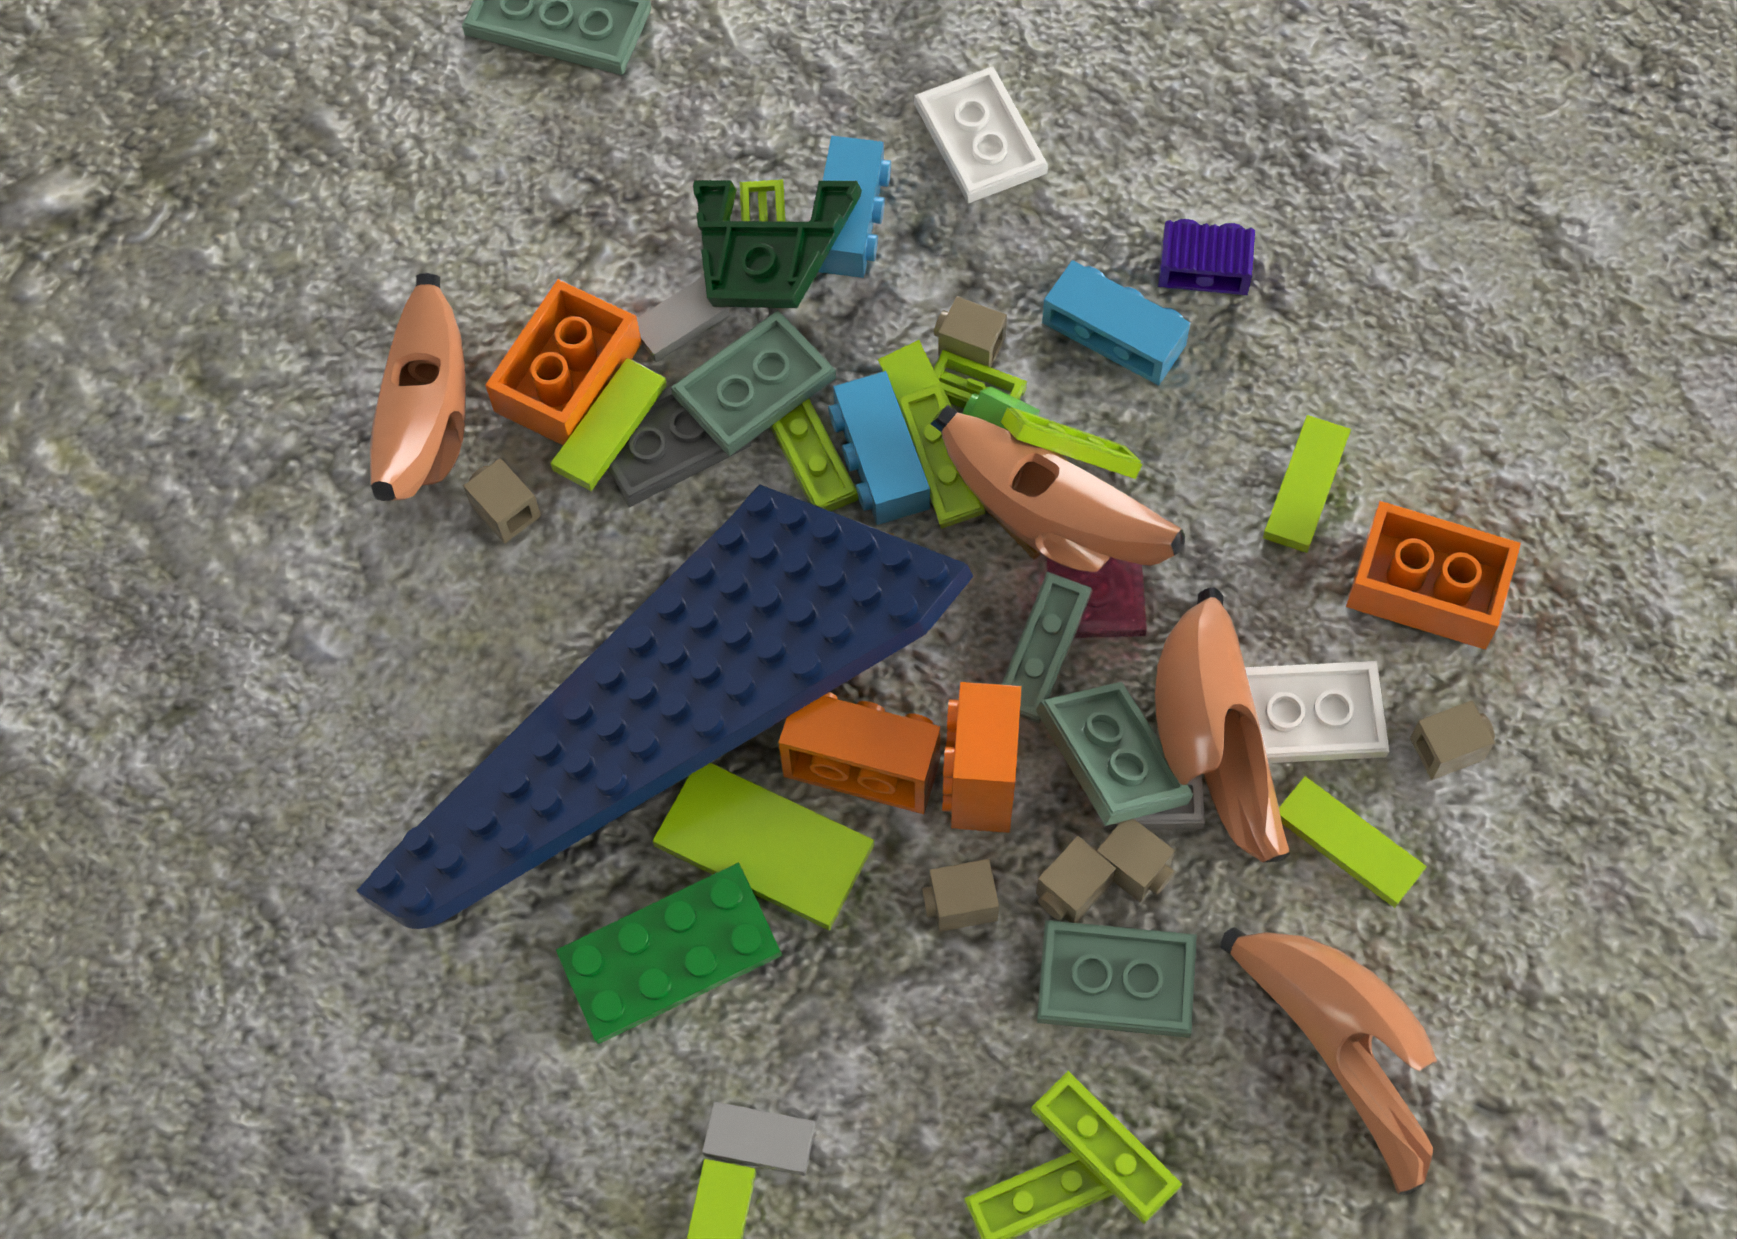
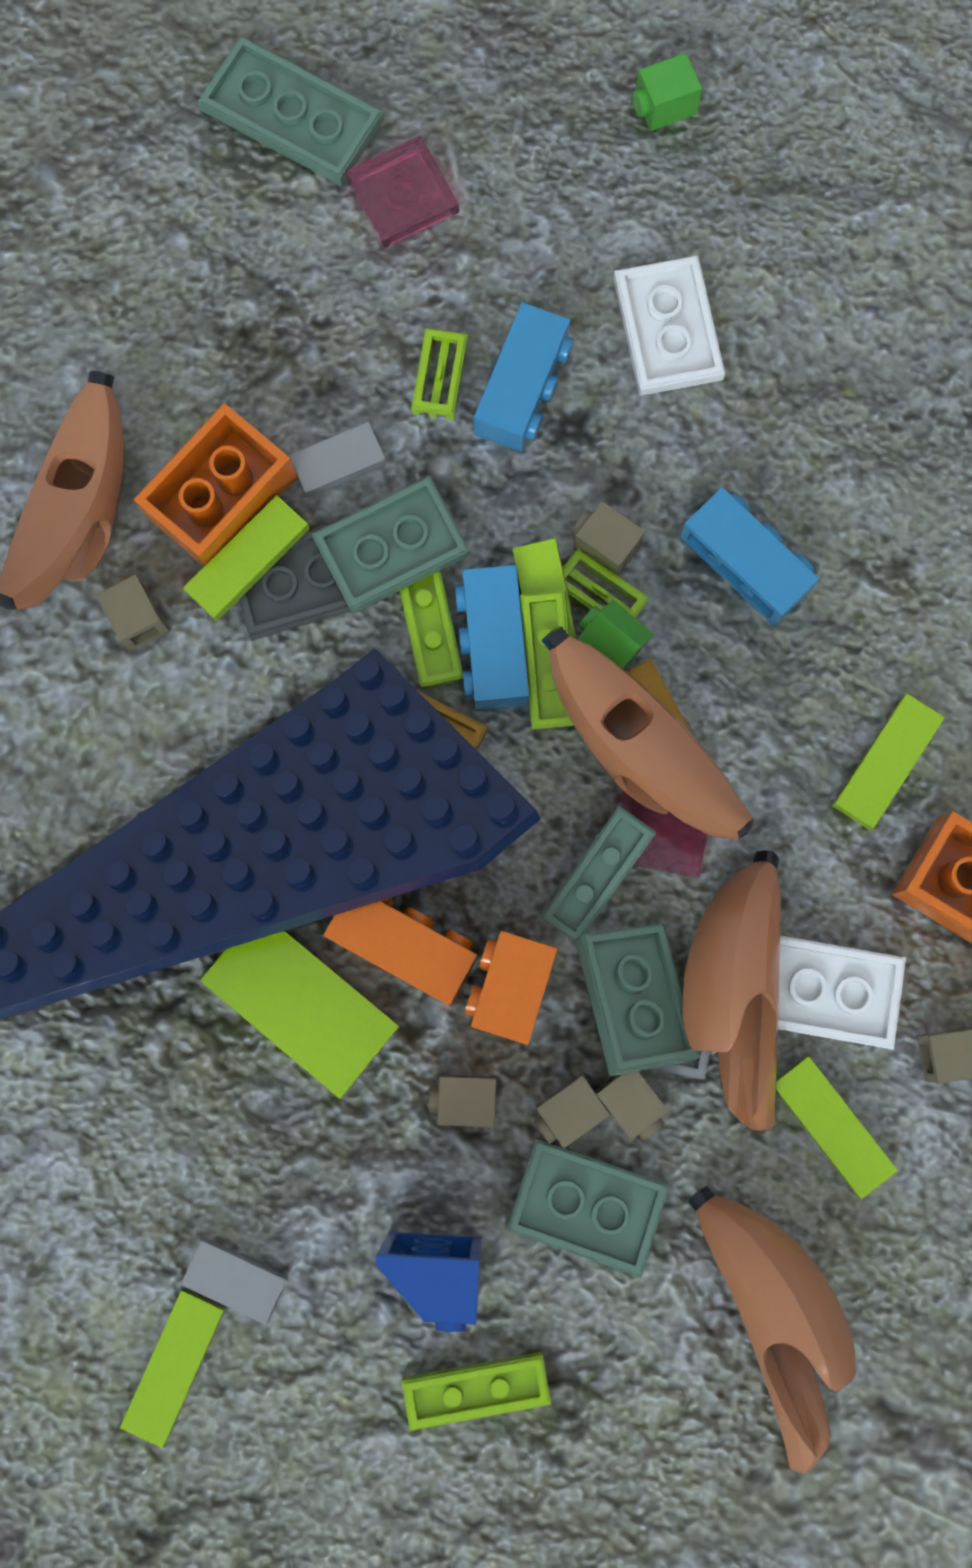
camera: 15 degrees right, 15 degrees up
(668, 953) = (191, 1091): green plate -> none
(686, 67) = (402, 191): none -> clear pink tile
(767, 260) = (429, 422): dark green wing -> none
(975, 1052) = (435, 1275): none -> blue slope
(1071, 442) = (672, 681): lime tile -> none
(1106, 1147) = (537, 1370): lime tile -> none
(1206, 257) = (853, 507): dark purple brick -> none

